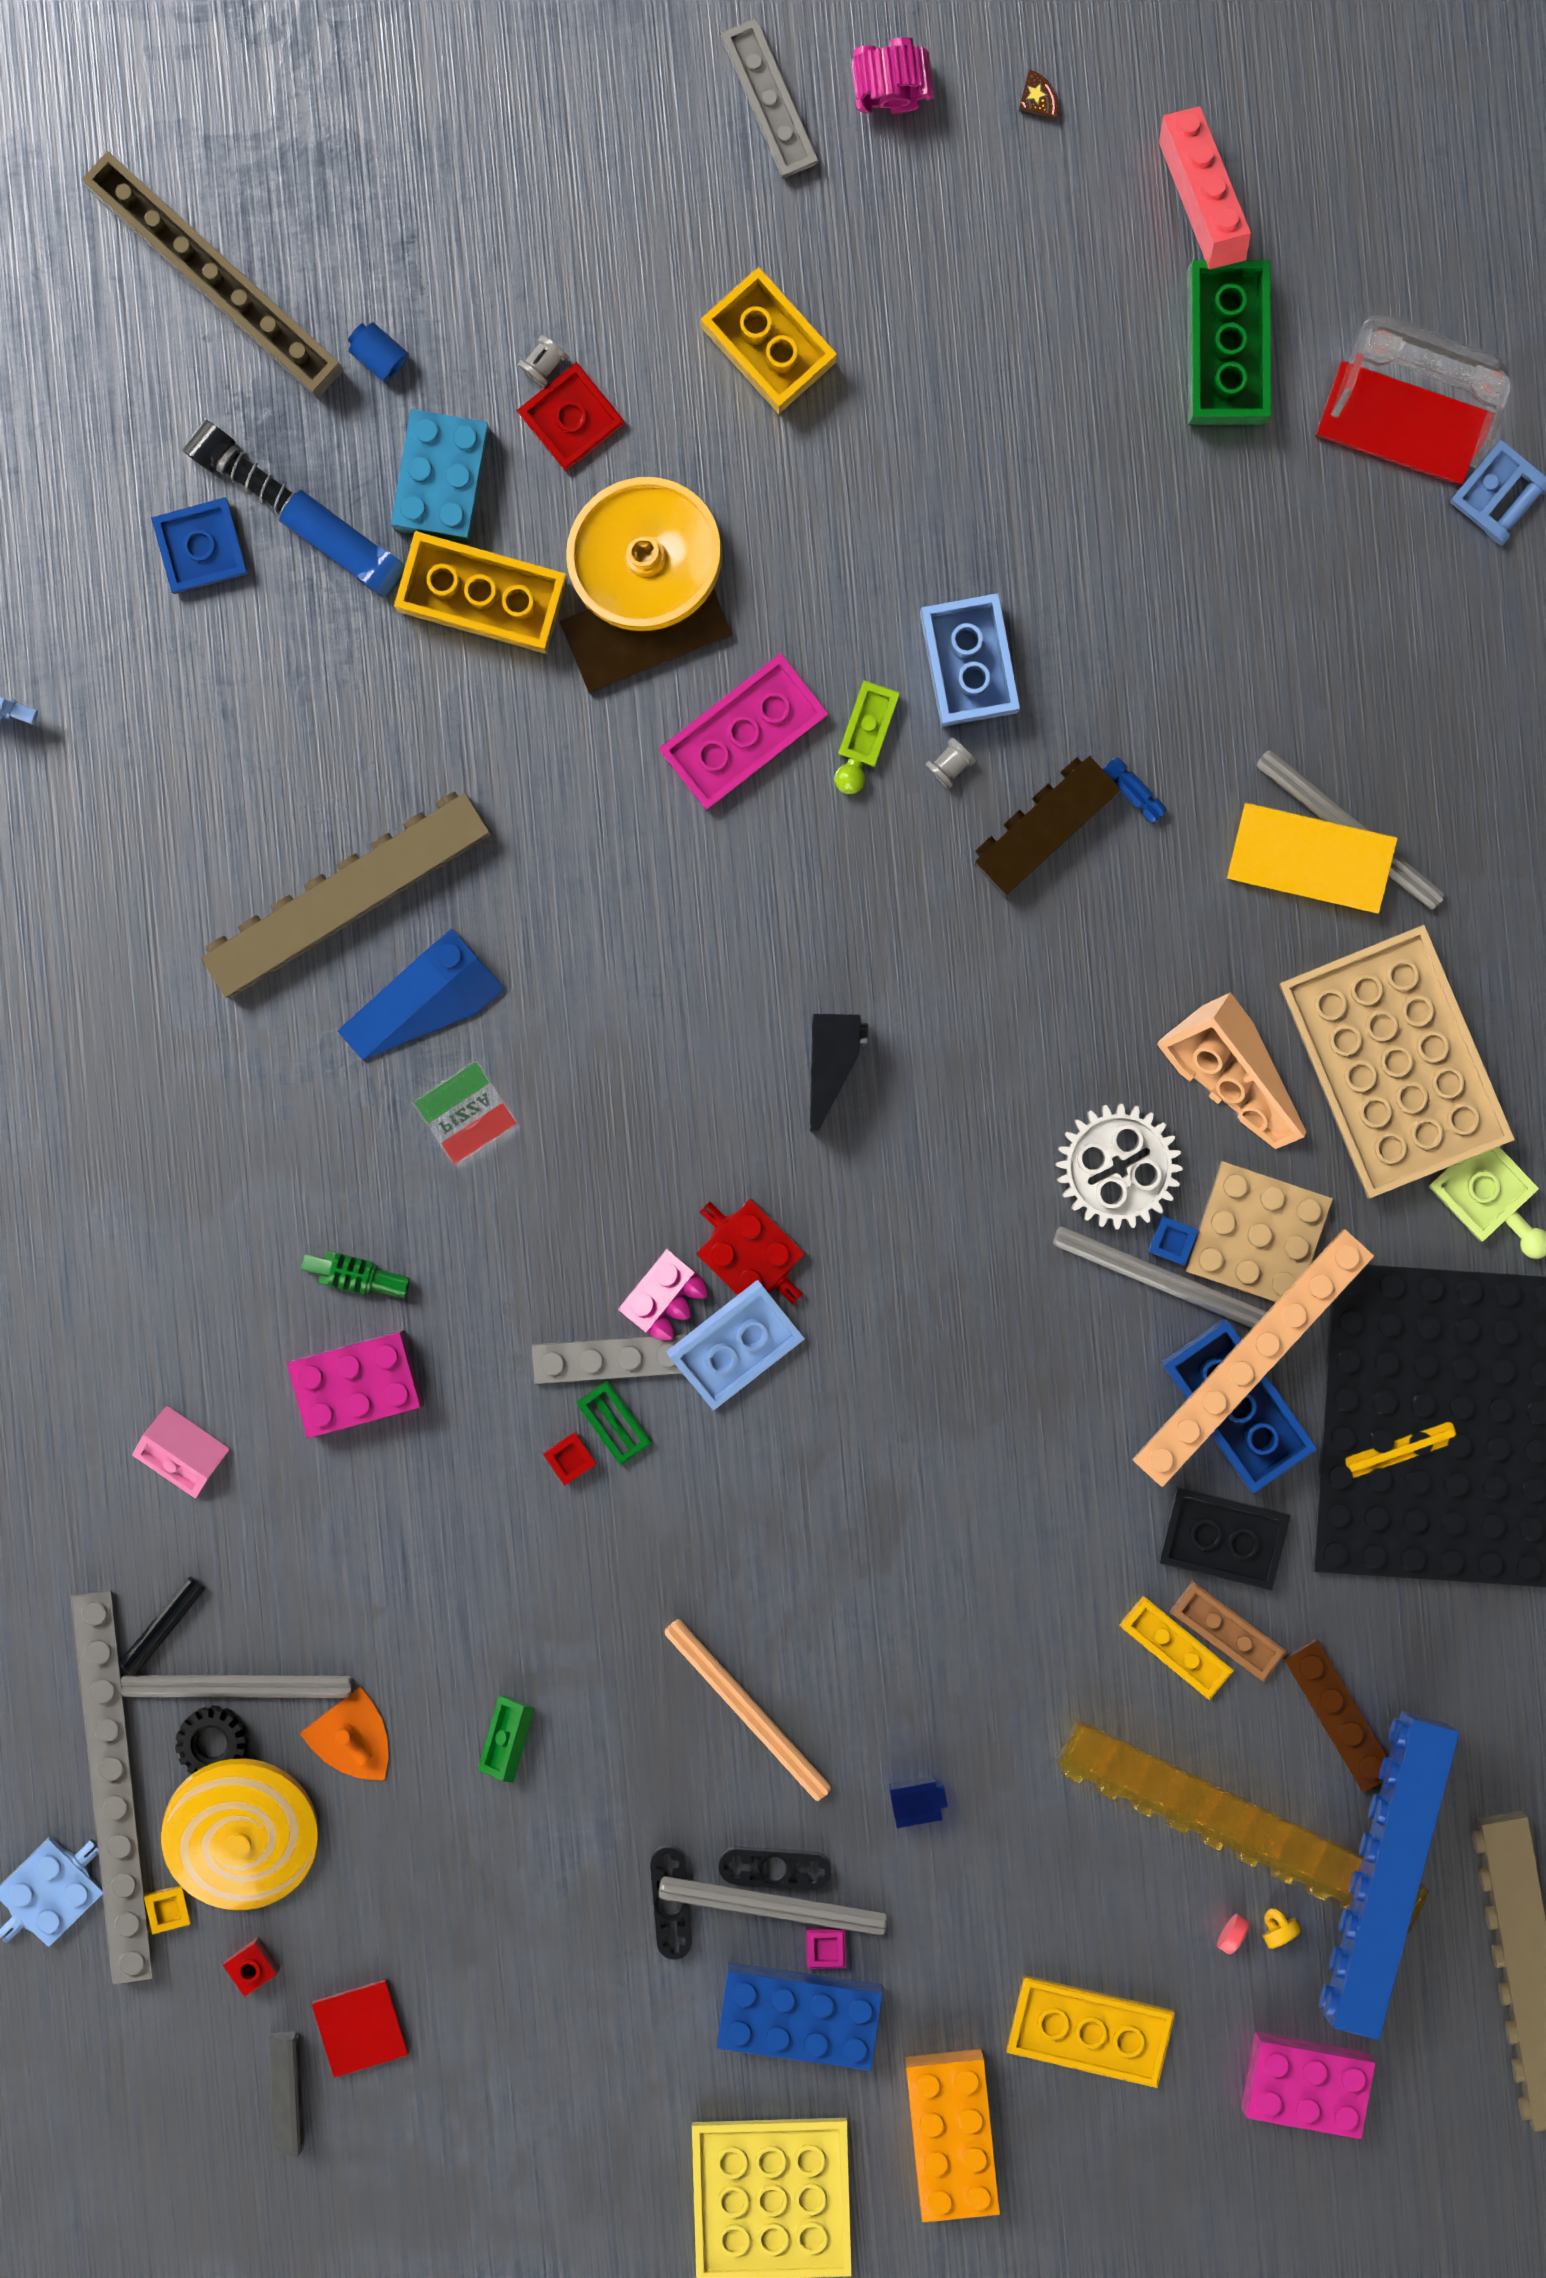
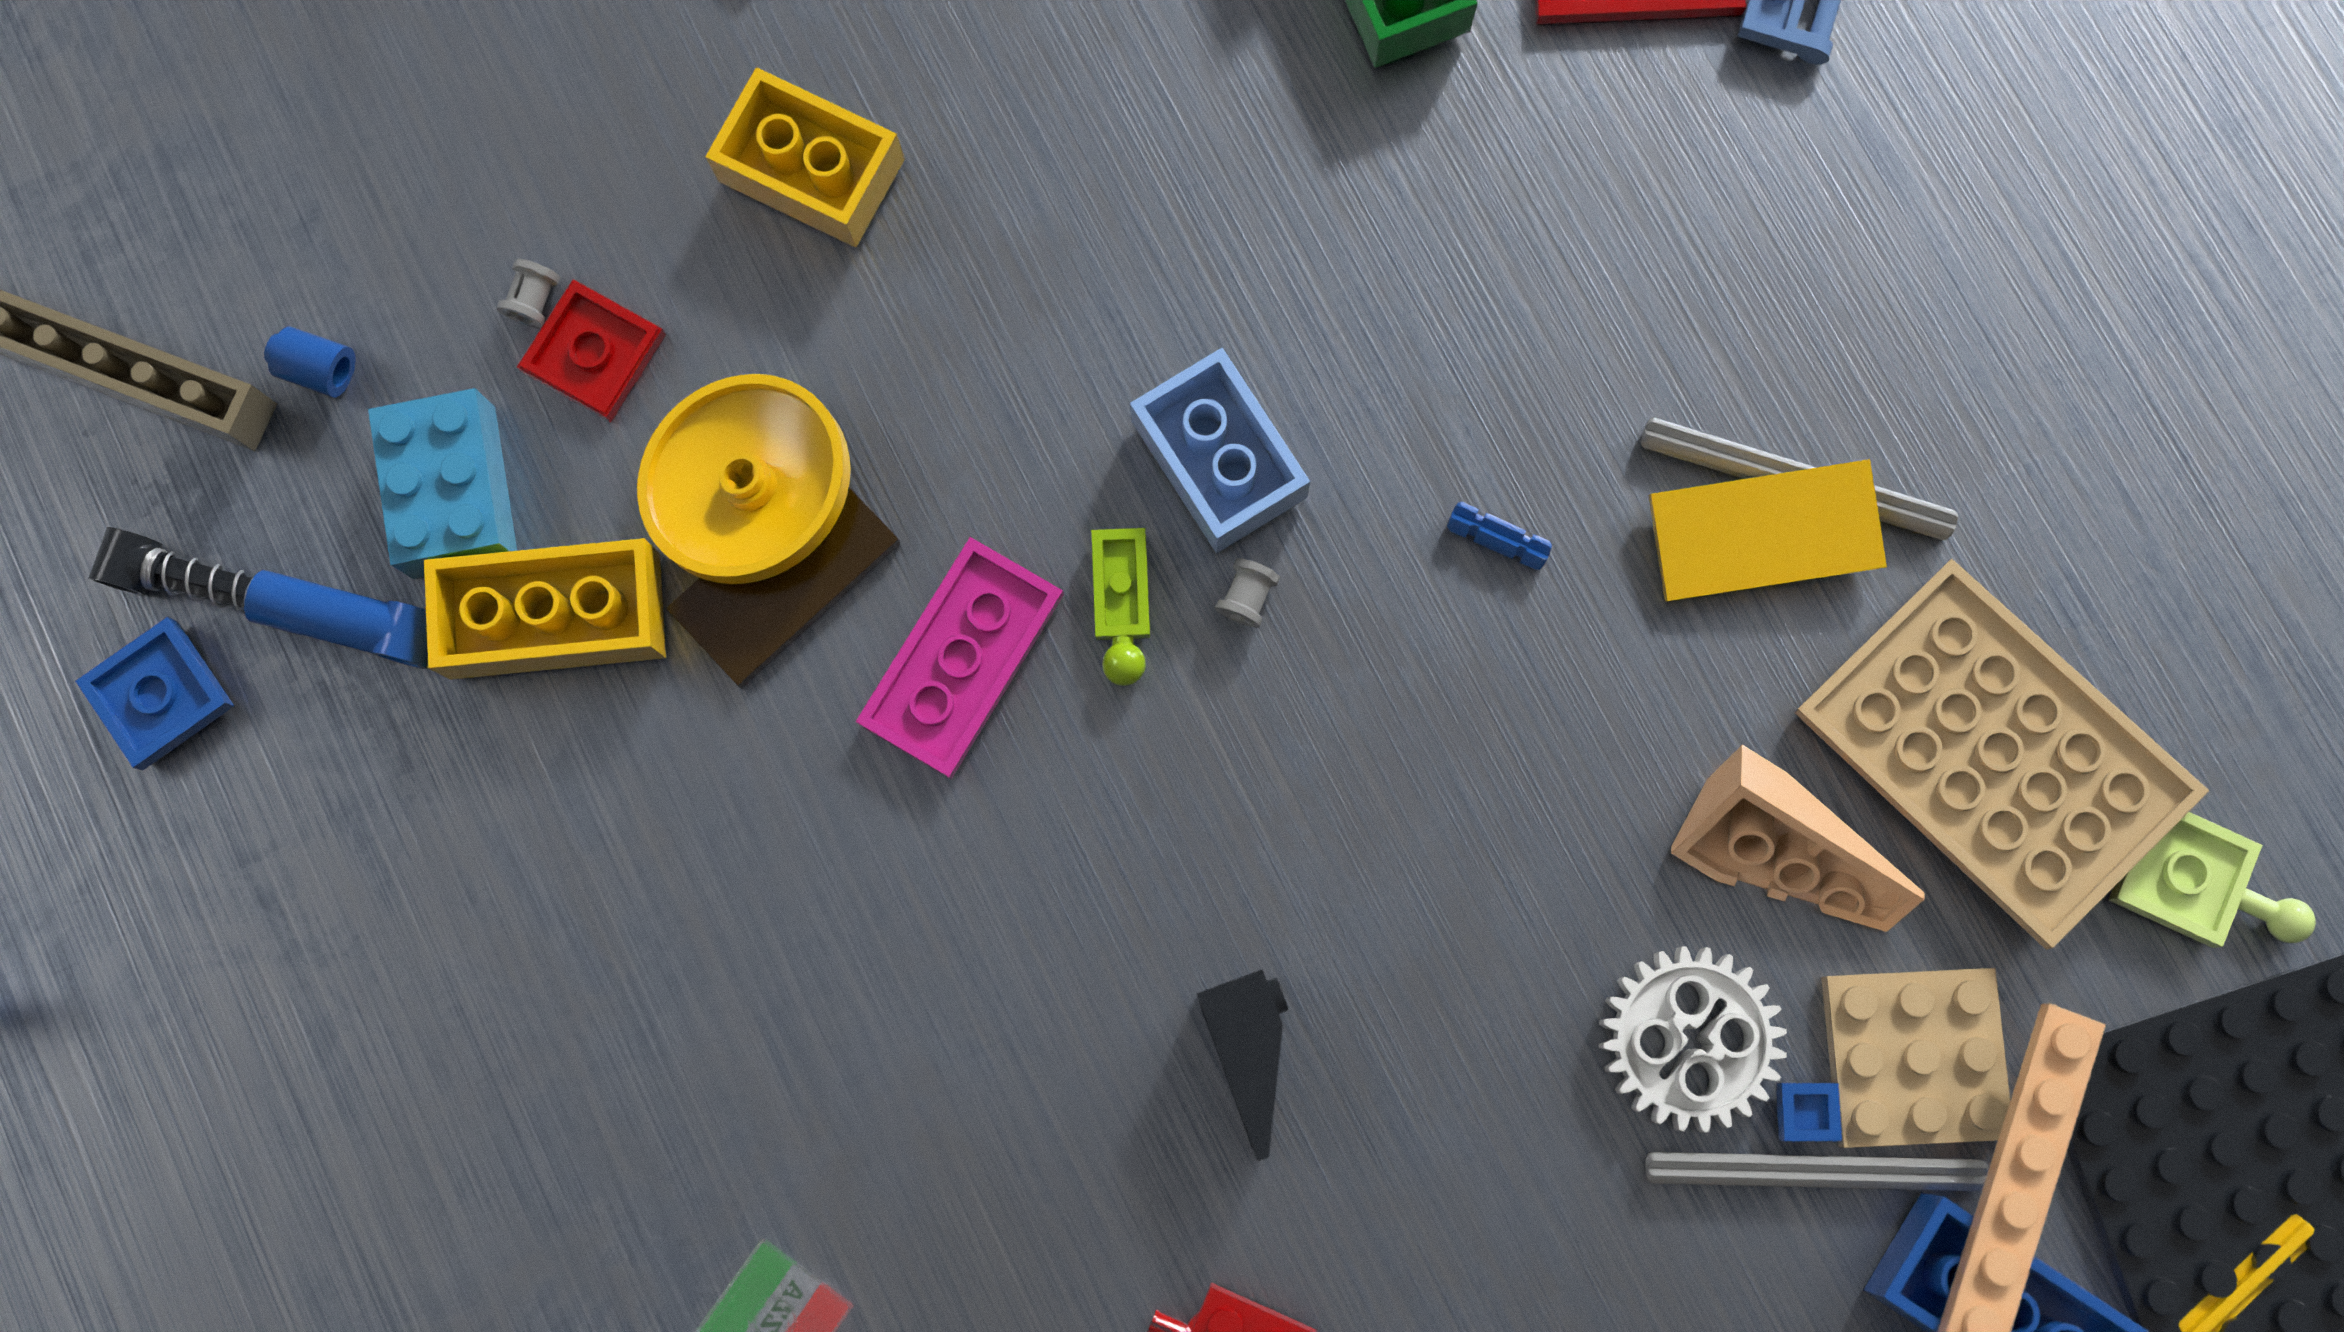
camera: 15 degrees left, 10 degrees down
(345, 895) = (498, 1087): dark tan brick -> none
(432, 992) = (663, 1173): blue wedge -> none
(1046, 826) = (1405, 625): dark brown brick -> none

